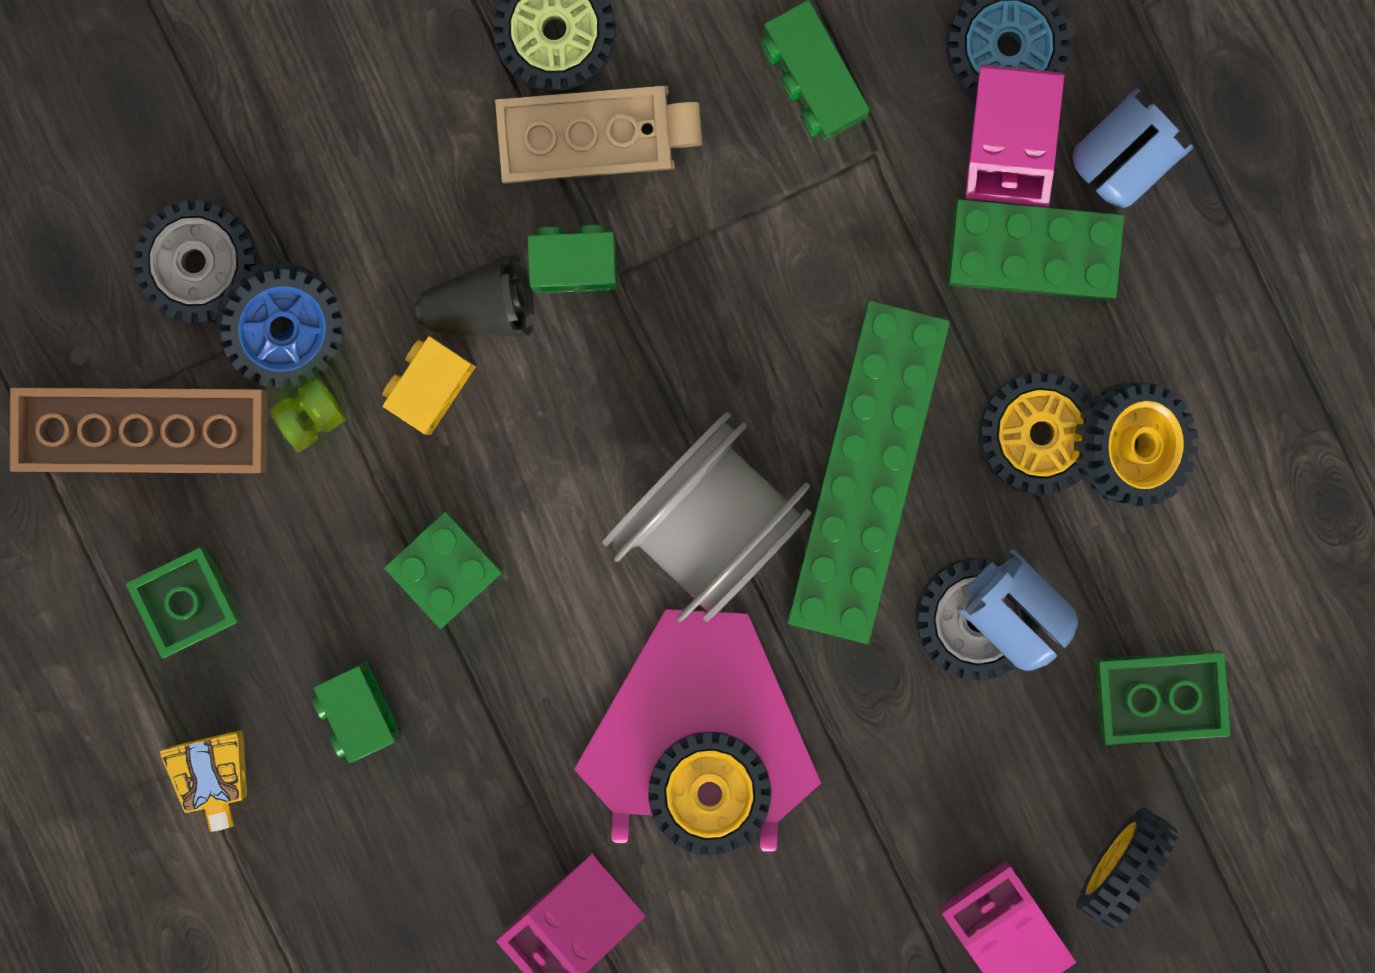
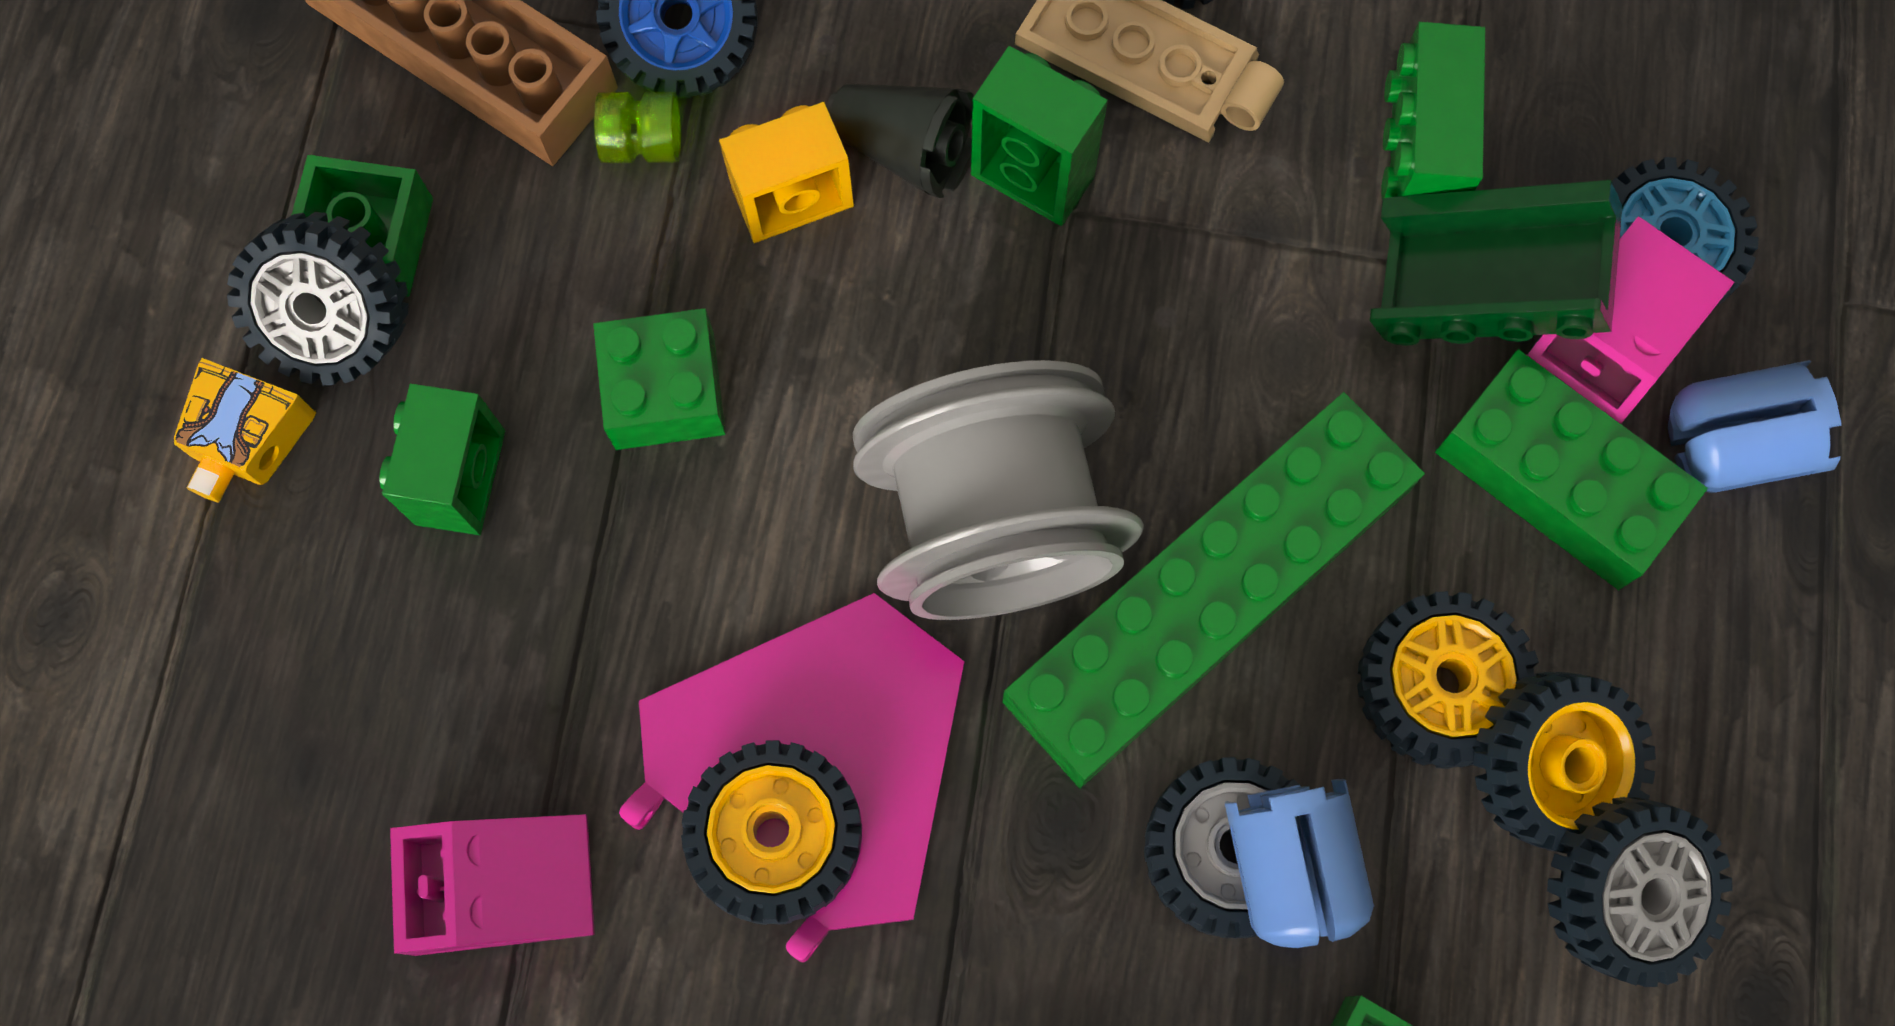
camera: 30 degrees right, 15 degrees down
(206, 669) = (276, 299): none -> wheel
(914, 154) = (1500, 263): none -> dark green panel
(1194, 496) = (1640, 891): none -> wheel

